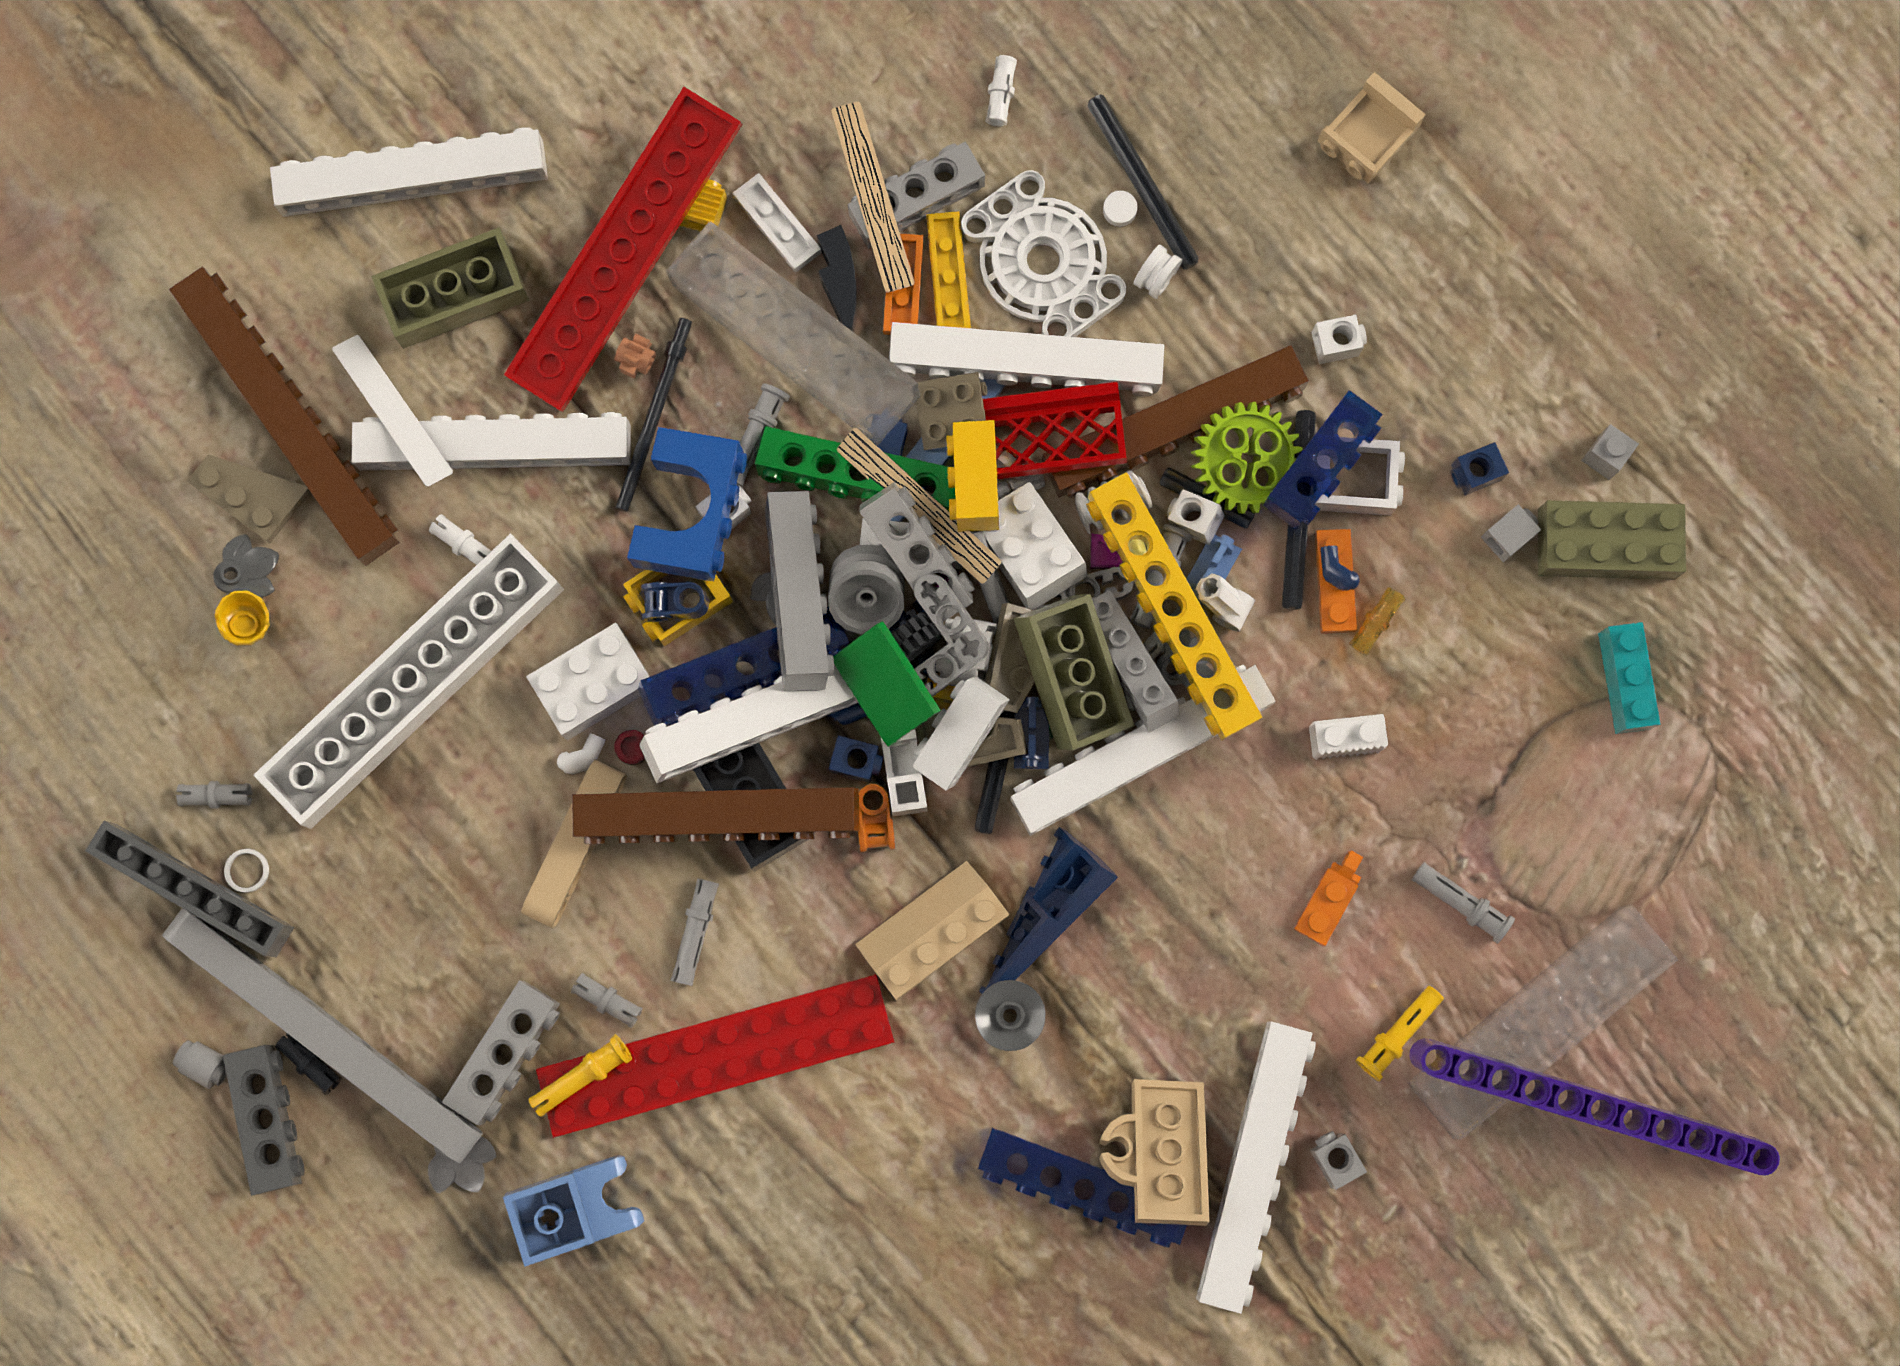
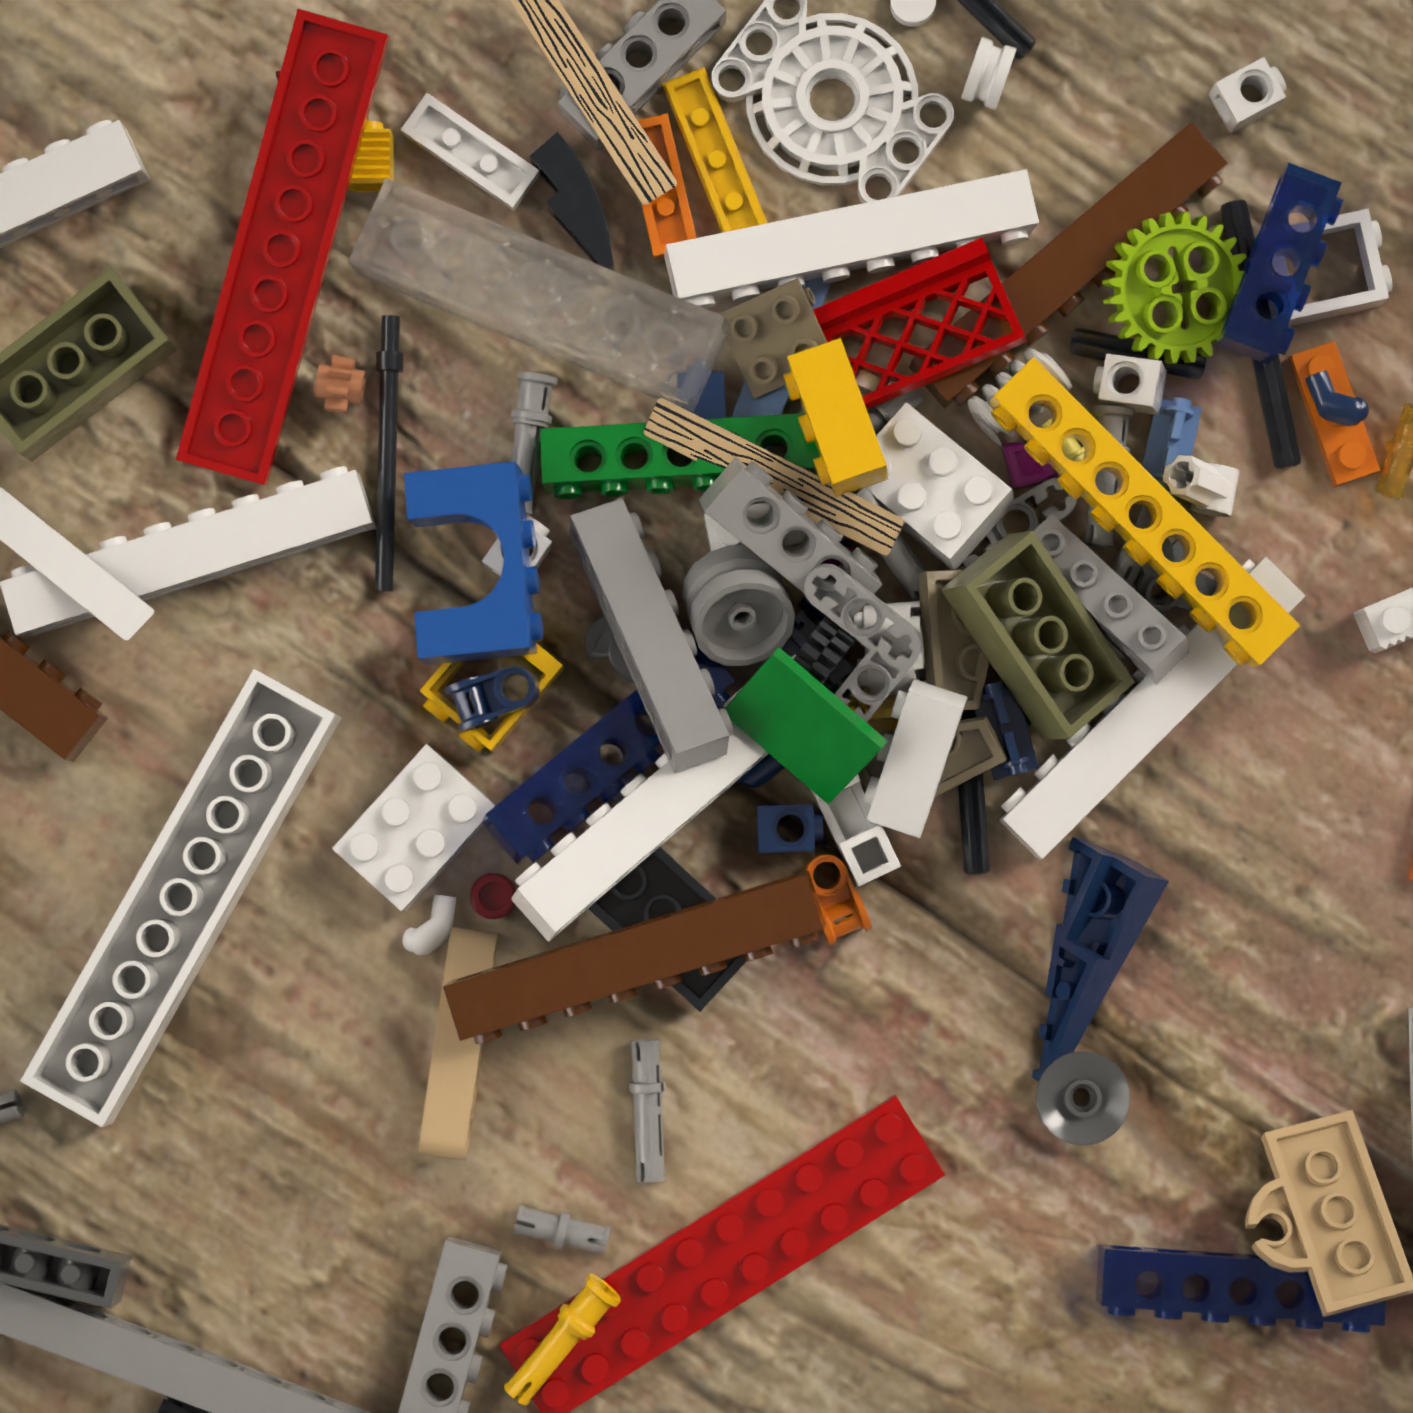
camera: 15 degrees left, 5 degrees up
(228, 865) = (21, 1208): white piece -> none
(460, 541) = (188, 694): white pin -> none
(932, 930) = (951, 1018): tan slope -> none

